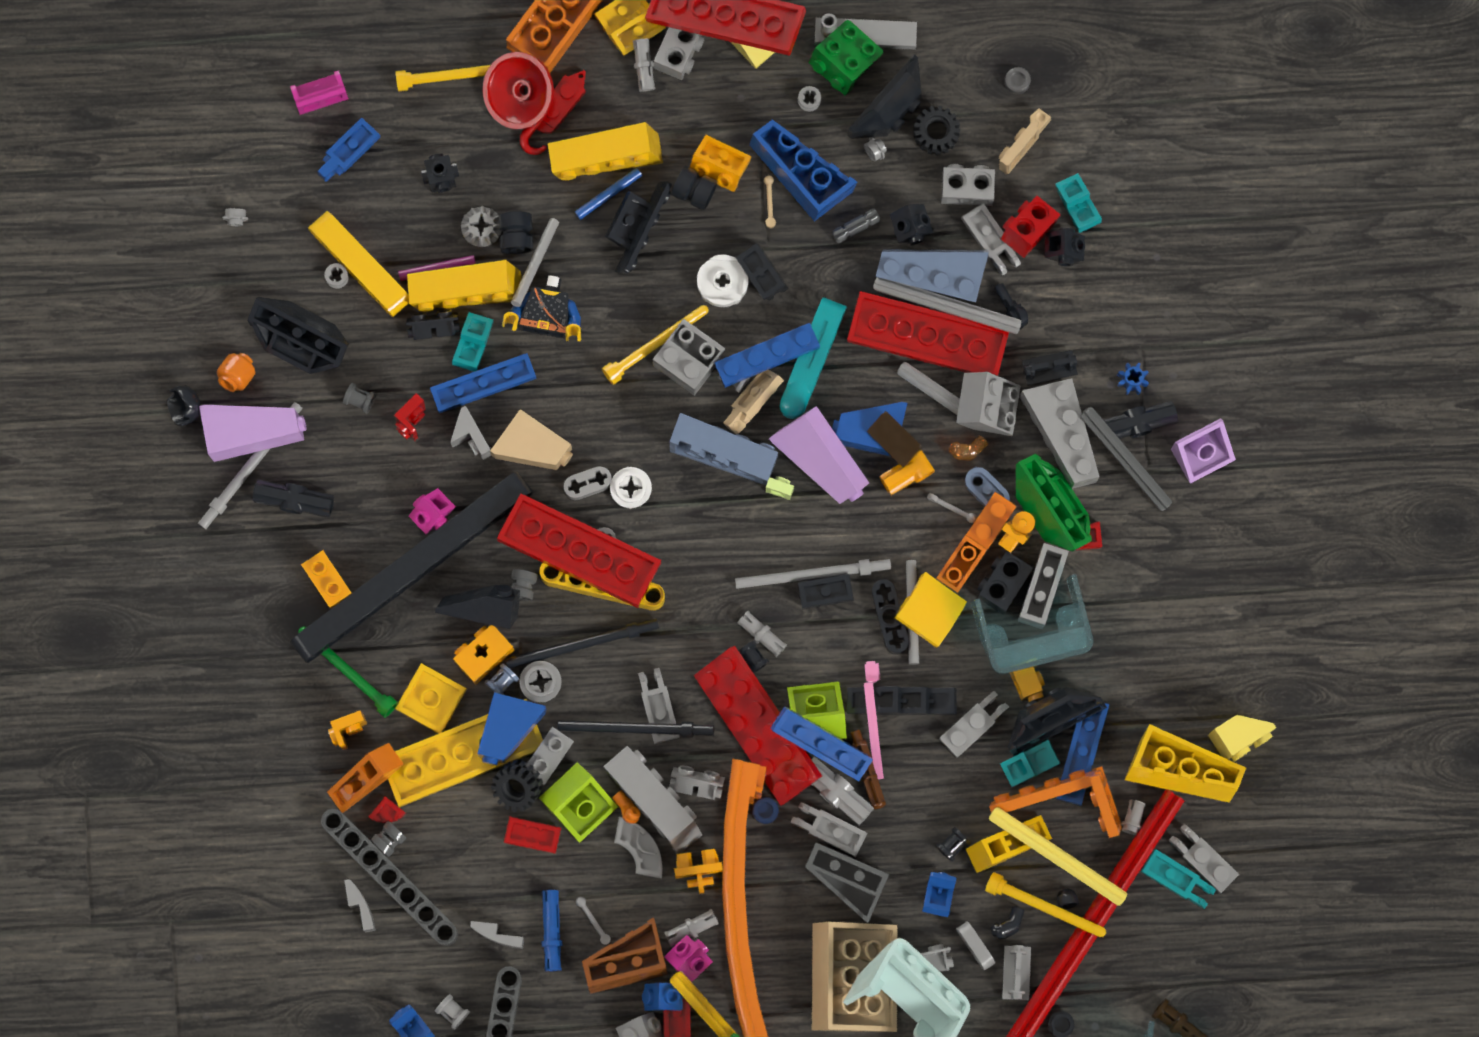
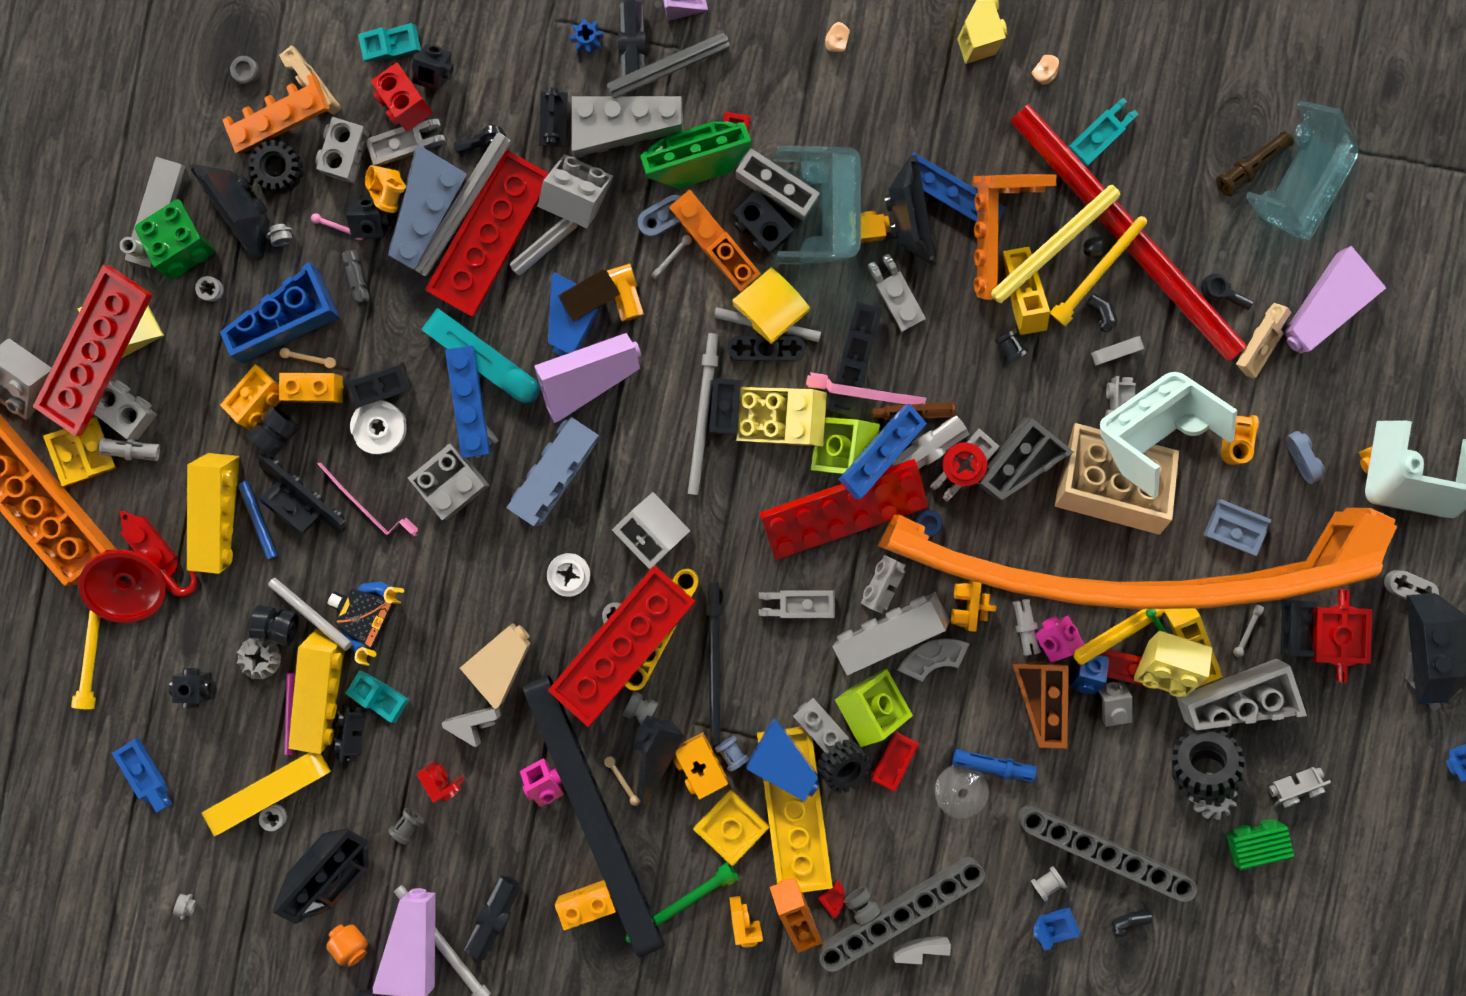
camera: 70 degrees left, 10 degrees up
(319, 93) = (76, 789): dark pink hinge -> none
(464, 571) = (610, 763): none -> tan hinge
(483, 383) = (422, 697): blue plate -> none
(490, 931) = (981, 827): light grey slope -> none
(518, 922) = (949, 785): none -> clear dish
(530, 675) = (733, 723): light grey gear -> none
(581, 902) = (1013, 713): light grey hinge -> none
(585, 477) = (559, 615): light grey beam -> none
(614, 371) = (444, 560): yellow piece -> none
(629, 811) = (896, 660): orange arm -> none
(639, 329) = (408, 525): none -> bright pink piece
(686, 729) = (831, 583): black bar -> none
(692, 552) = (651, 530): none -> light grey slope
(742, 211) = (311, 387): none -> light orange brick
(752, 400) = (510, 429): tan hinge -> none
(753, 656) = (772, 496): black bush -> none
(762, 634) = (751, 480): light grey pin -> none
(780, 487) = (606, 424): yellowish green plate -> none
(830, 647) = (781, 416): none -> light yellow slope
(841, 822) = (965, 451): none -> red gear
(899, 177) = (316, 219): none -> bright pink hinge
(939, 894) = (1058, 373): blue bracket -> none
(943, 232) = (384, 187): none -> light orange piece
(968, 451) = (618, 225): clear orange arm -> none
(981, 120) = (277, 116): none -> orange hinge
(1016, 972) = (1153, 317): light grey hinge -> none
(1017, 530) = (715, 195): light orange hips -> none
(1030, 763) = (949, 247): teal slope -> none
(1133, 817) = (1030, 159): light grey pin -> none
(1183, 767) = (994, 97): yellow wedge -> none
(1197, 608) = (837, 38): none -> light nougat piece
(1205, 860) = (1091, 100): light grey hinge -> none
(1222, 811) = (1046, 69): none -> light nougat piece

